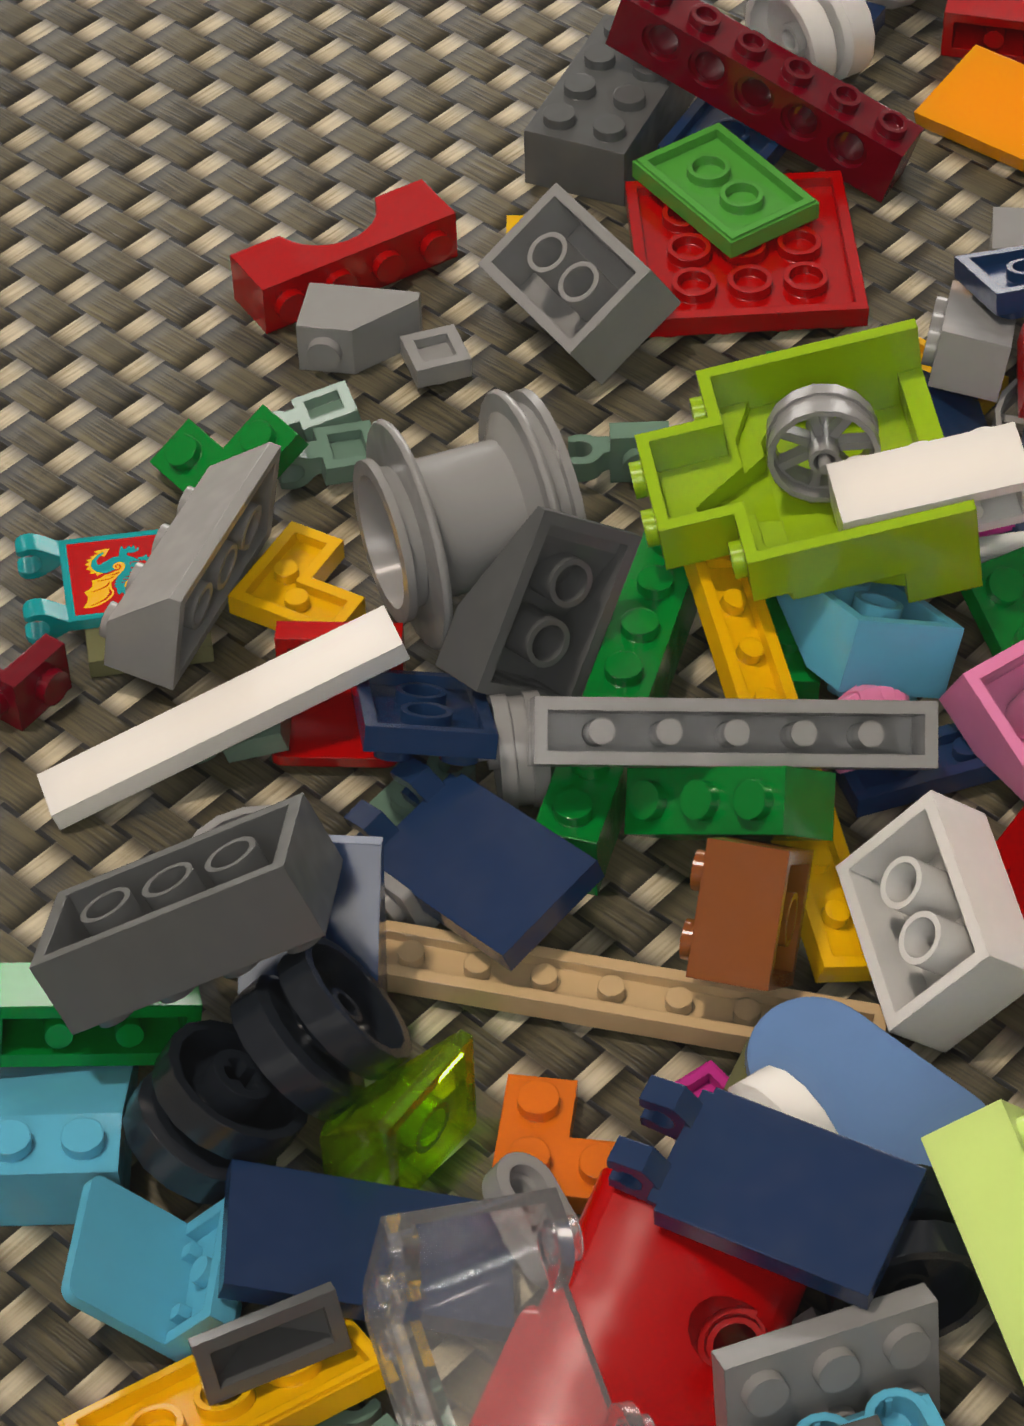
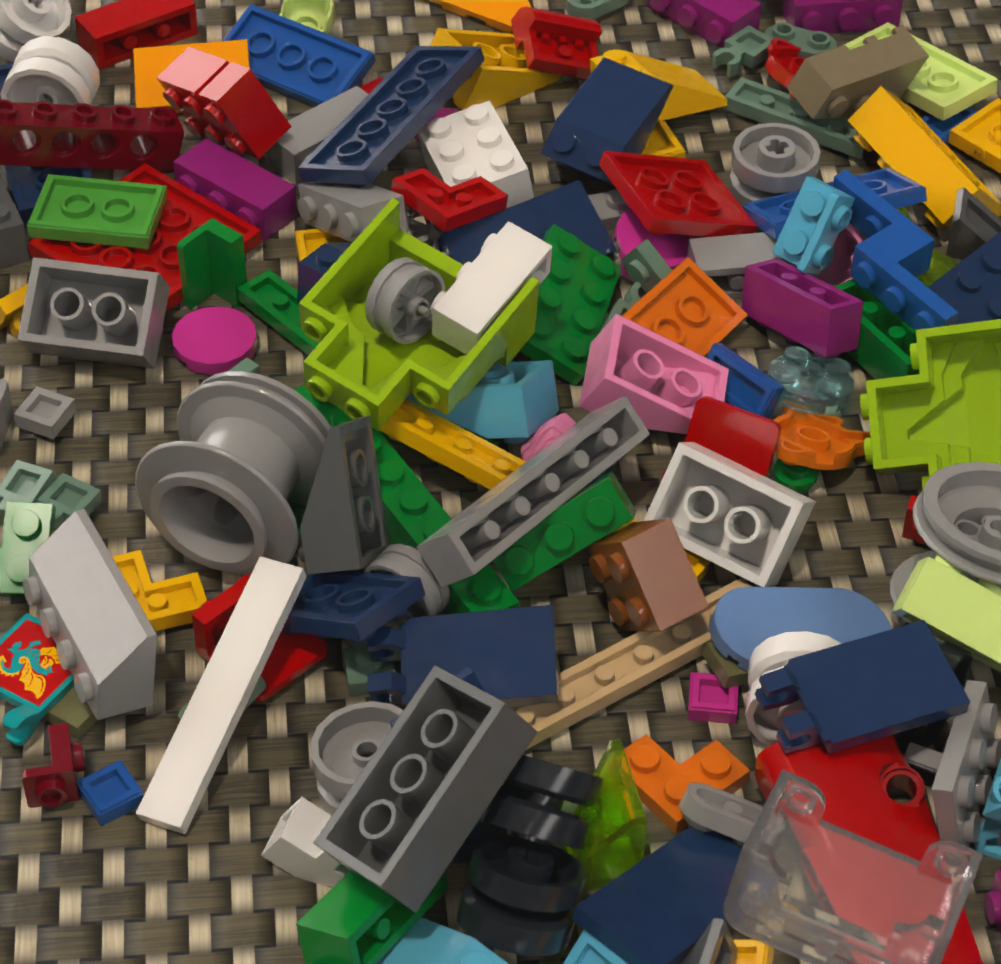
camera: 50 degrees left, 0 degrees up
(46, 740) = (110, 792): none -> blue tile
(668, 381) = (214, 339): none -> dark pink tile
(750, 301) = (211, 263): none -> green panel
(899, 249) = (238, 186): none -> magenta brick
(967, 153) = (223, 102): none -> red piece

